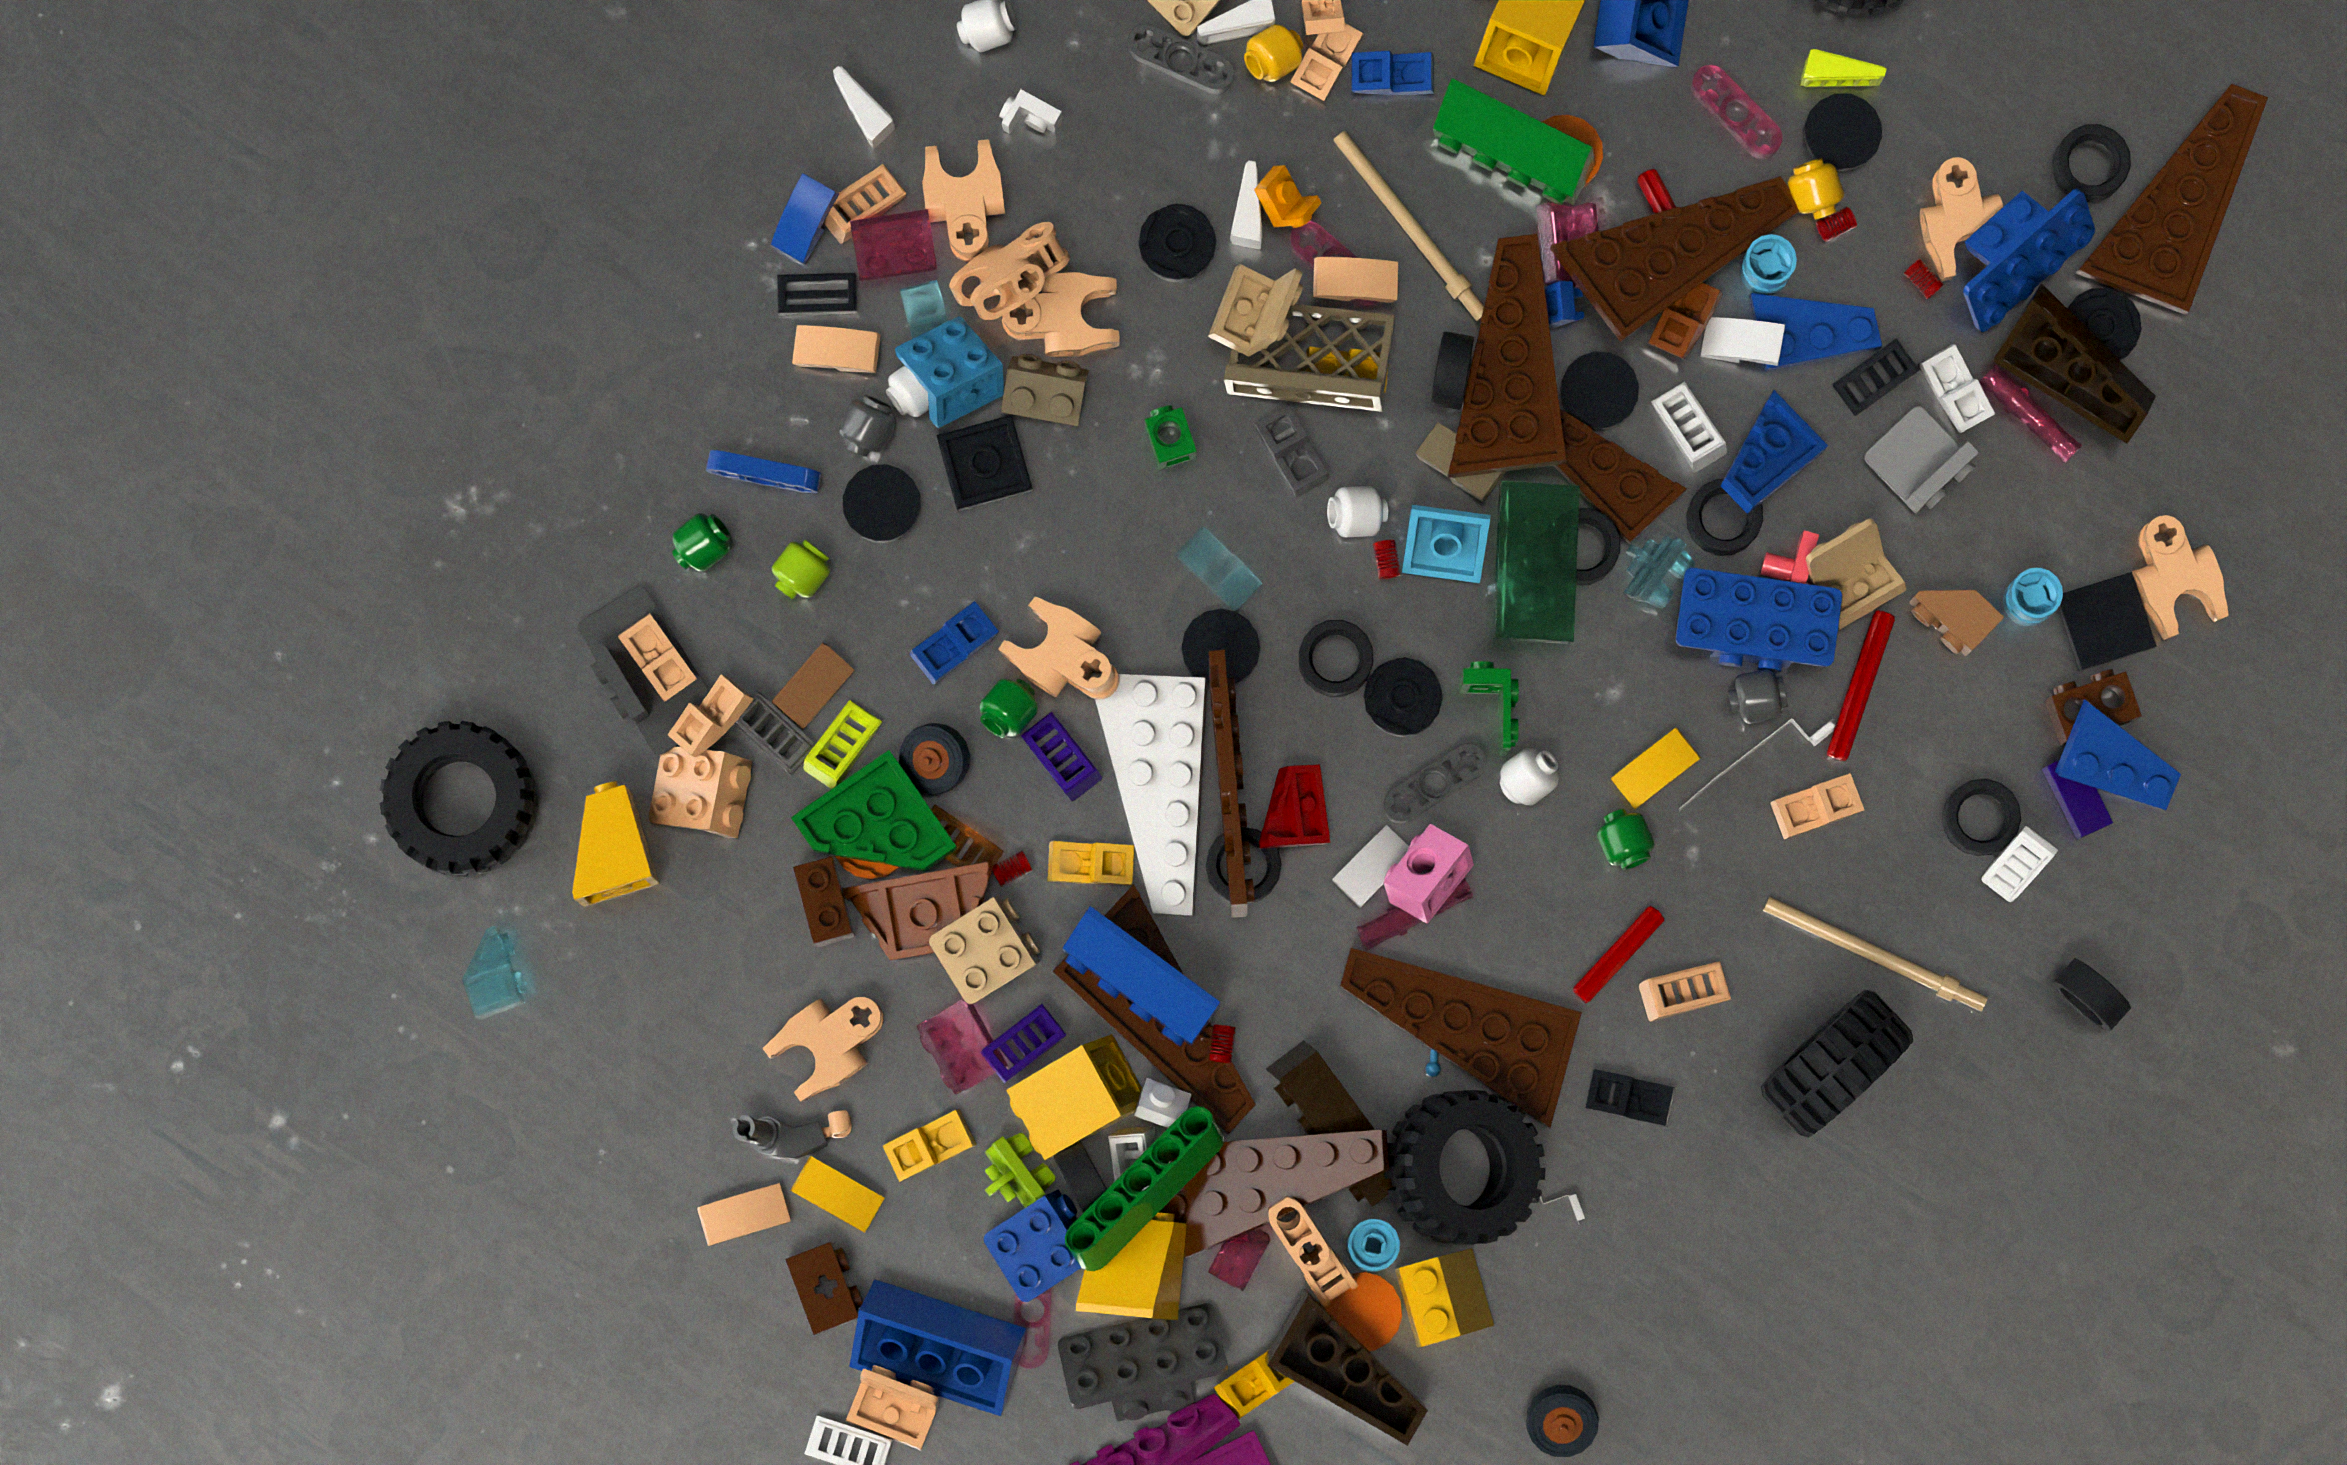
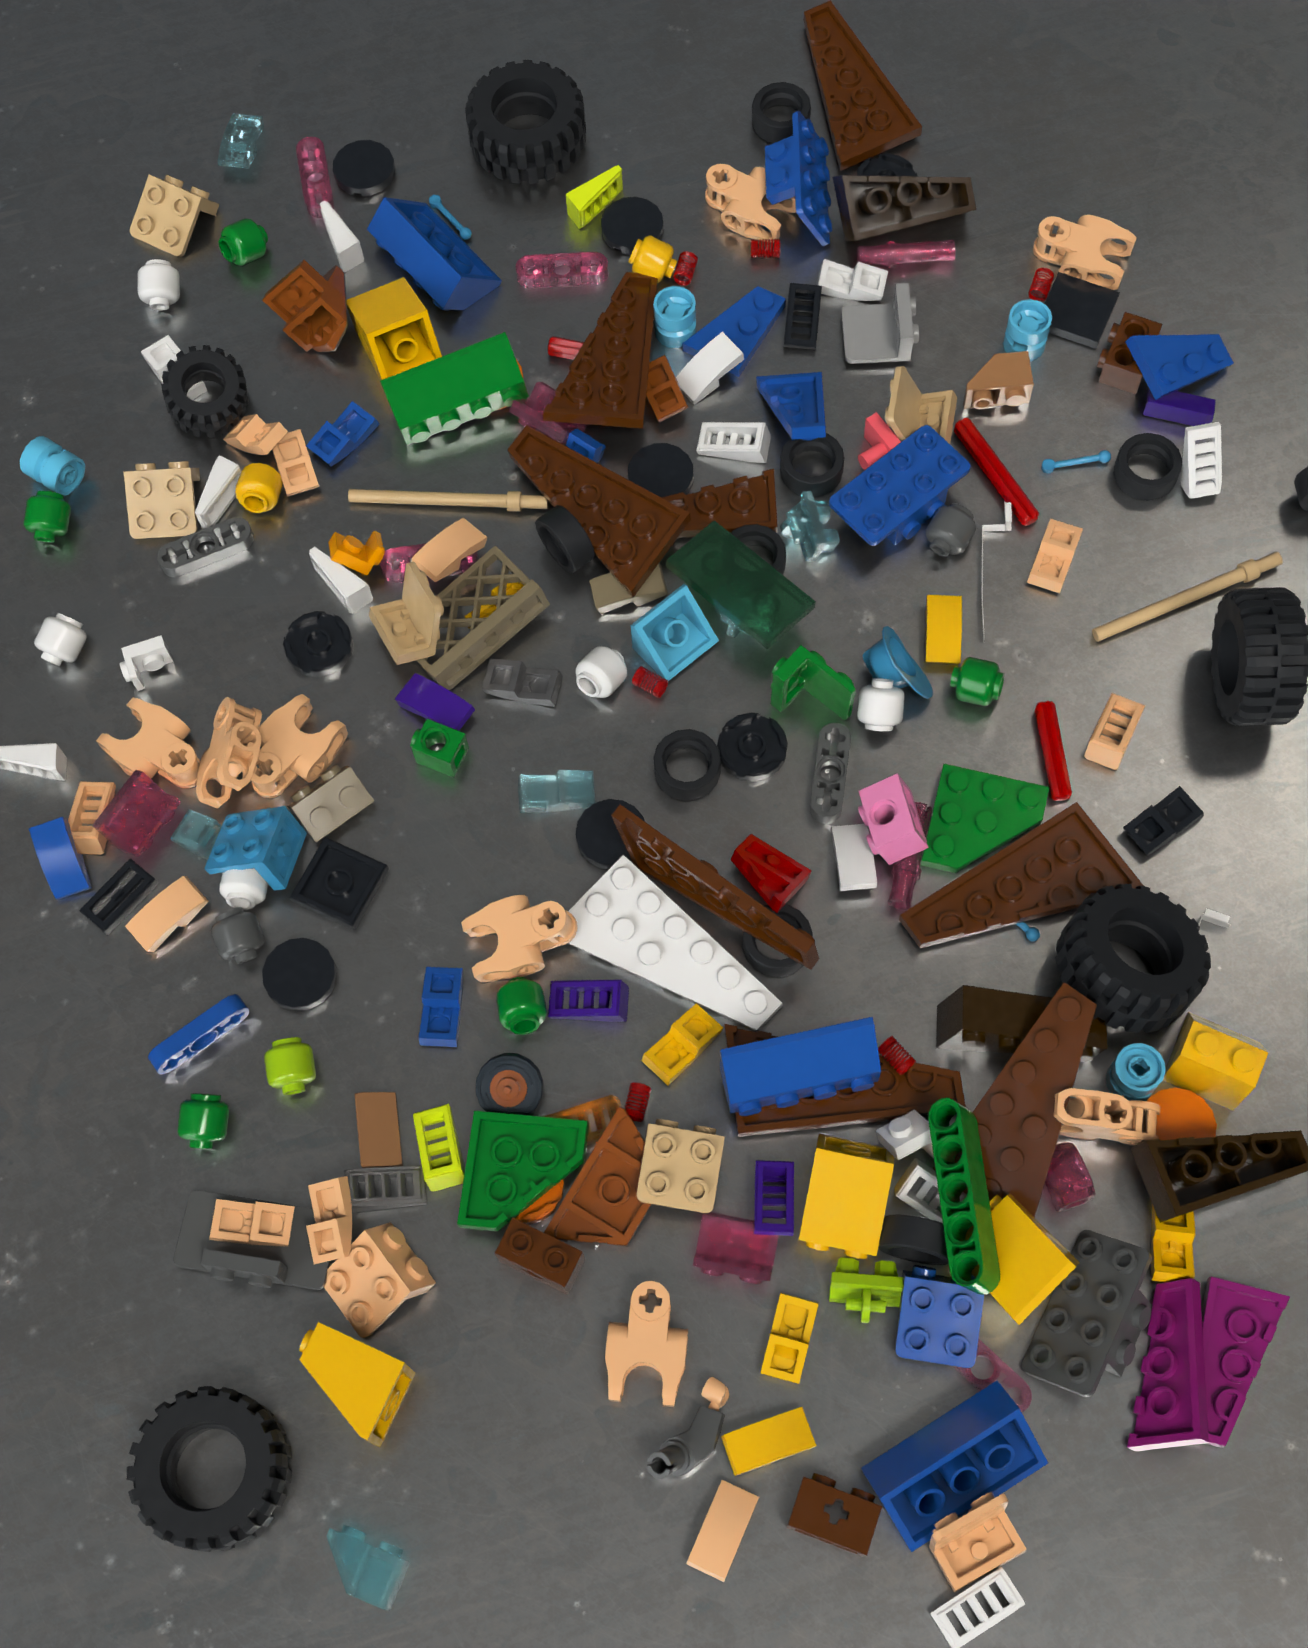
camera: 45 degrees left, 15 degrees down
(1206, 396) = (434, 702): none -> dark purple slope
(1502, 939) = (978, 816): none -> green plate
(1582, 759) = (891, 661): none -> dark azure piece
(1910, 727) = (1049, 465): none -> dark azure hinge
(2117, 561) = (1045, 291): none -> red piece

